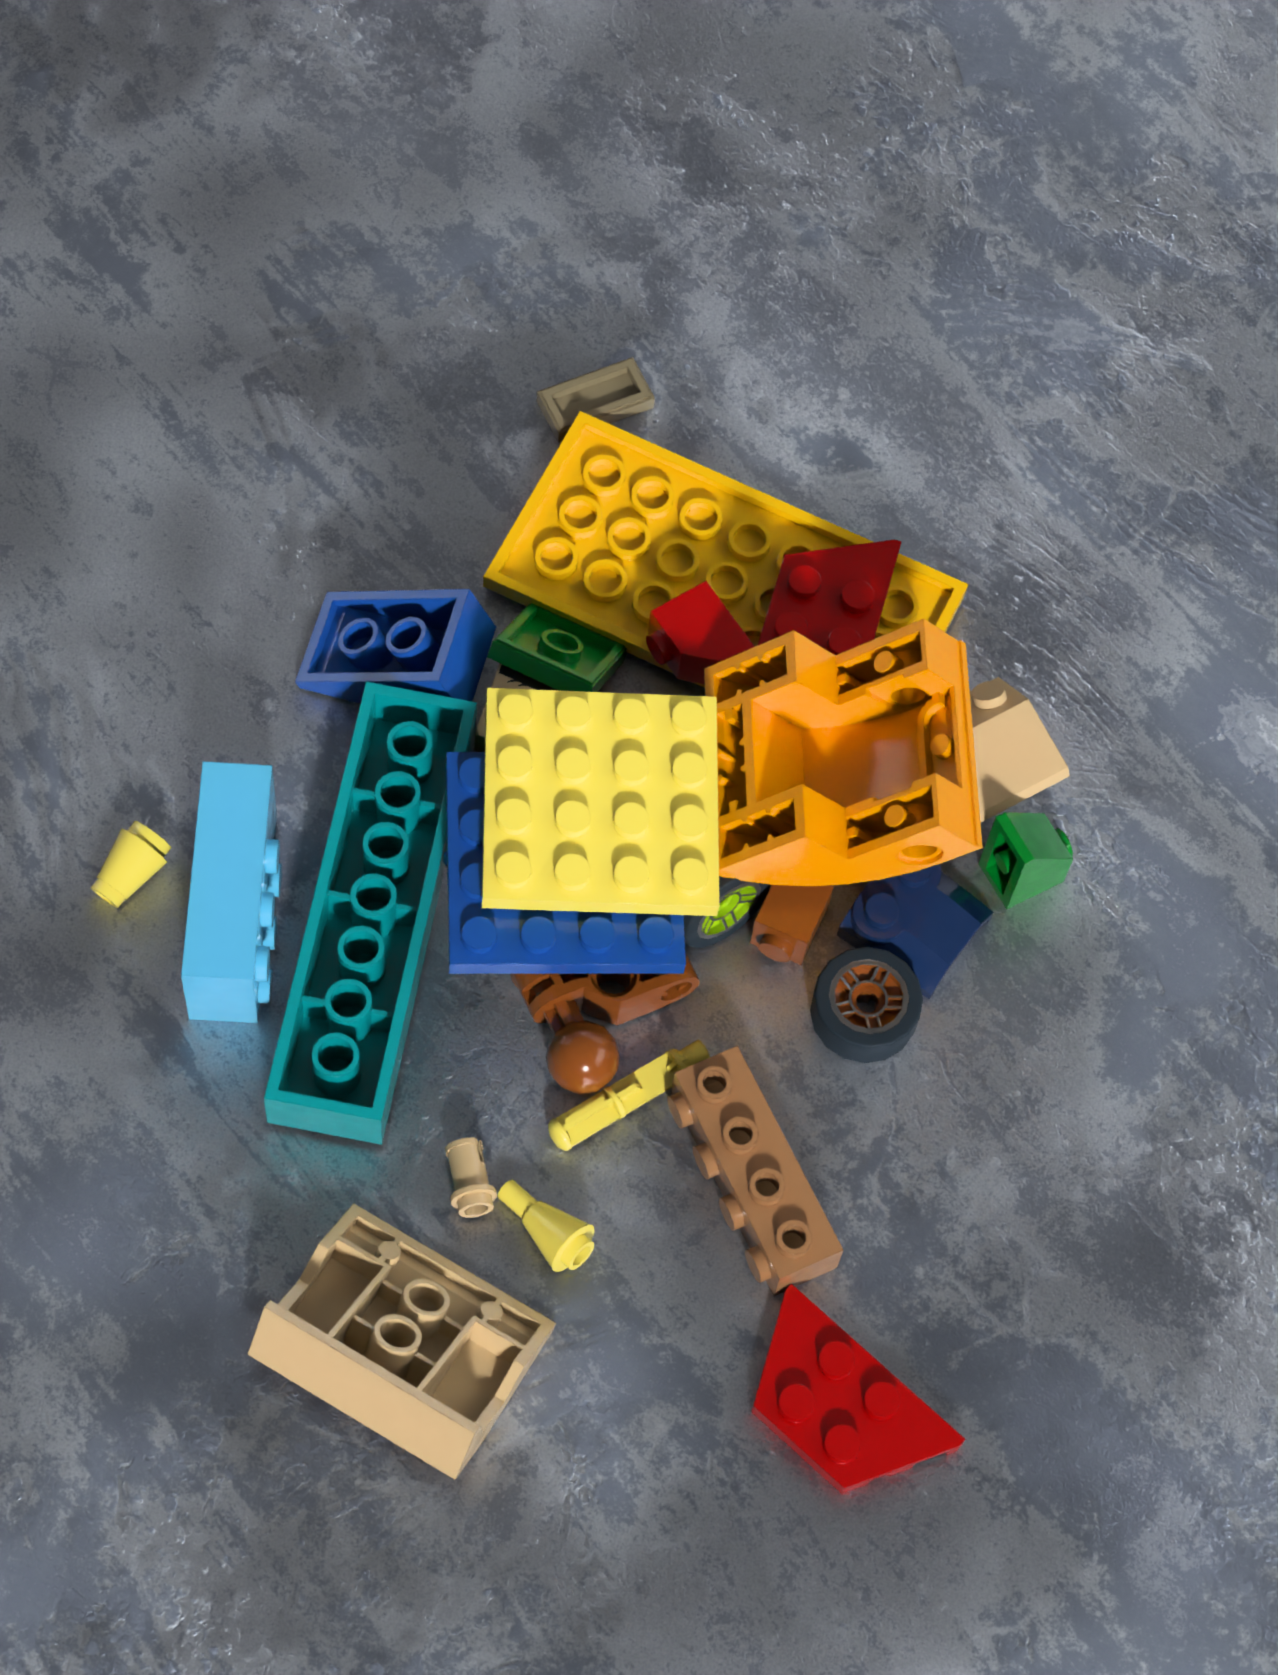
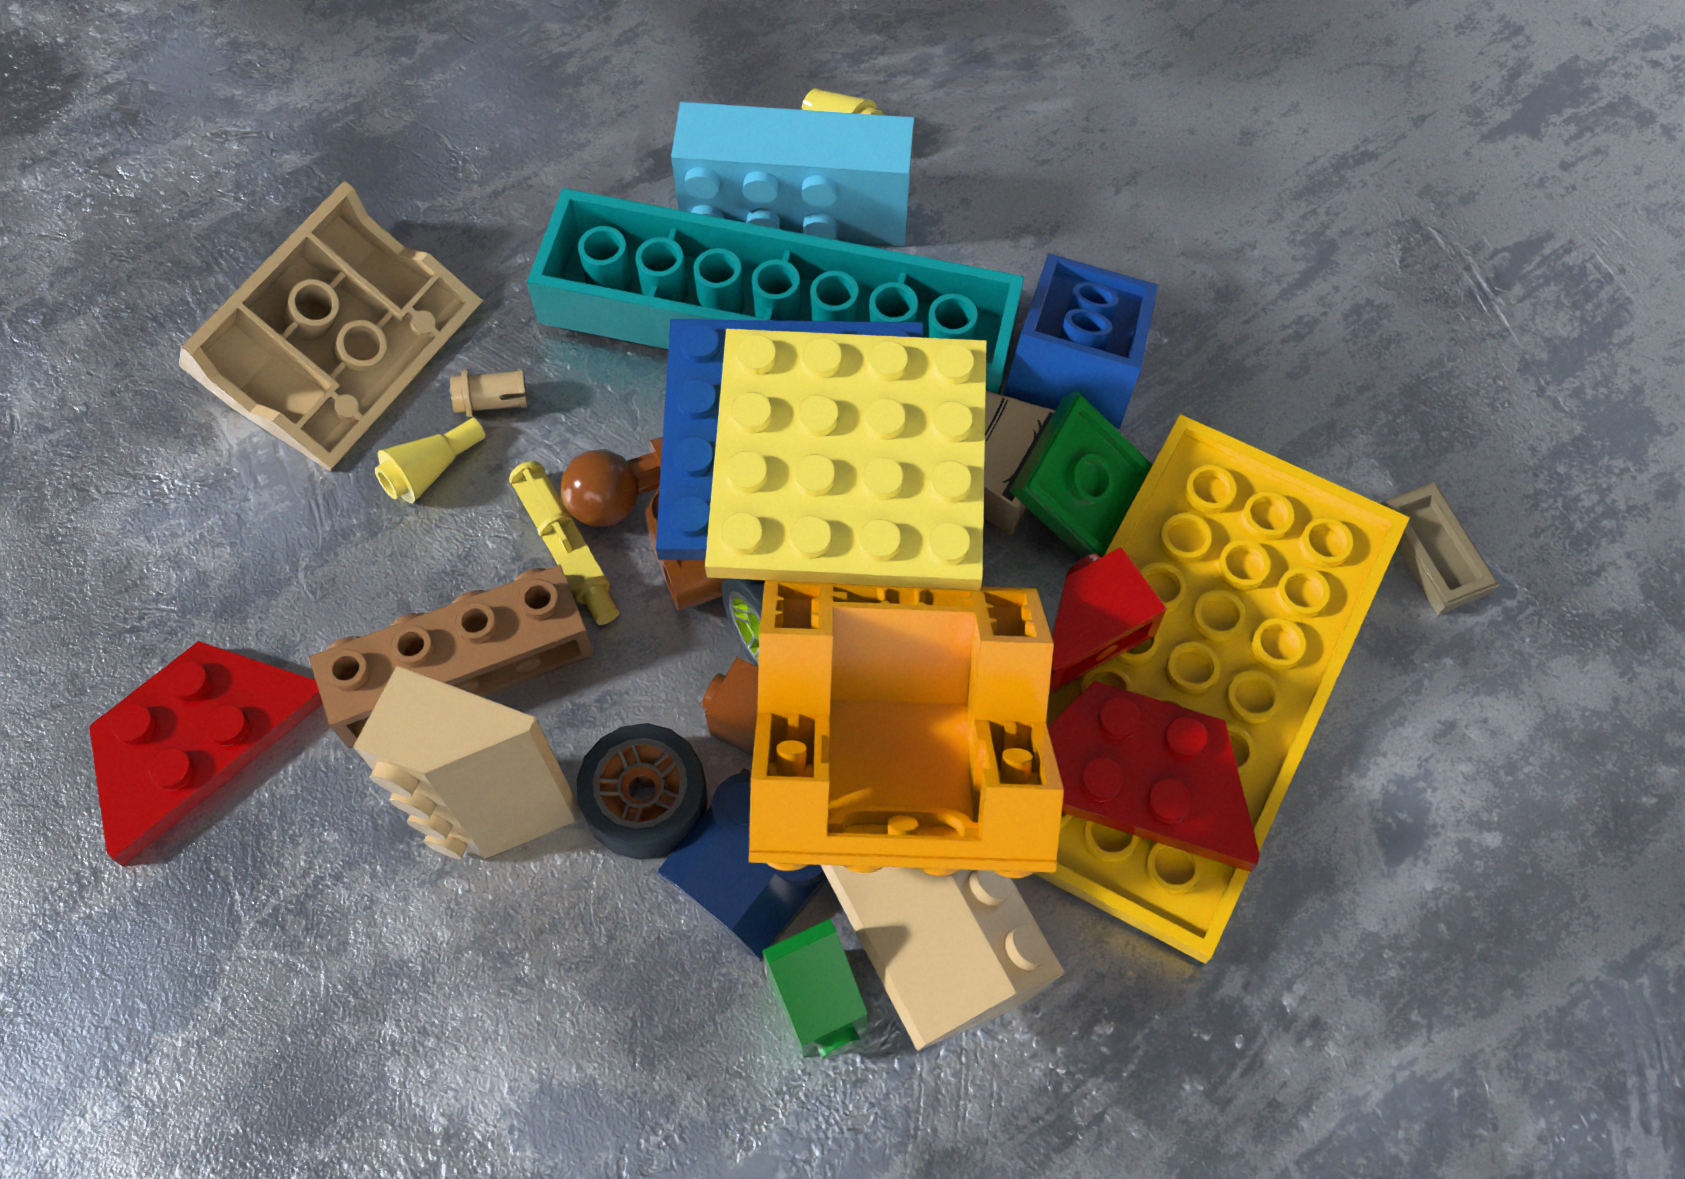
camera: 100 degrees right, 0 degrees up
(909, 1095) = (464, 767): none -> tan slope

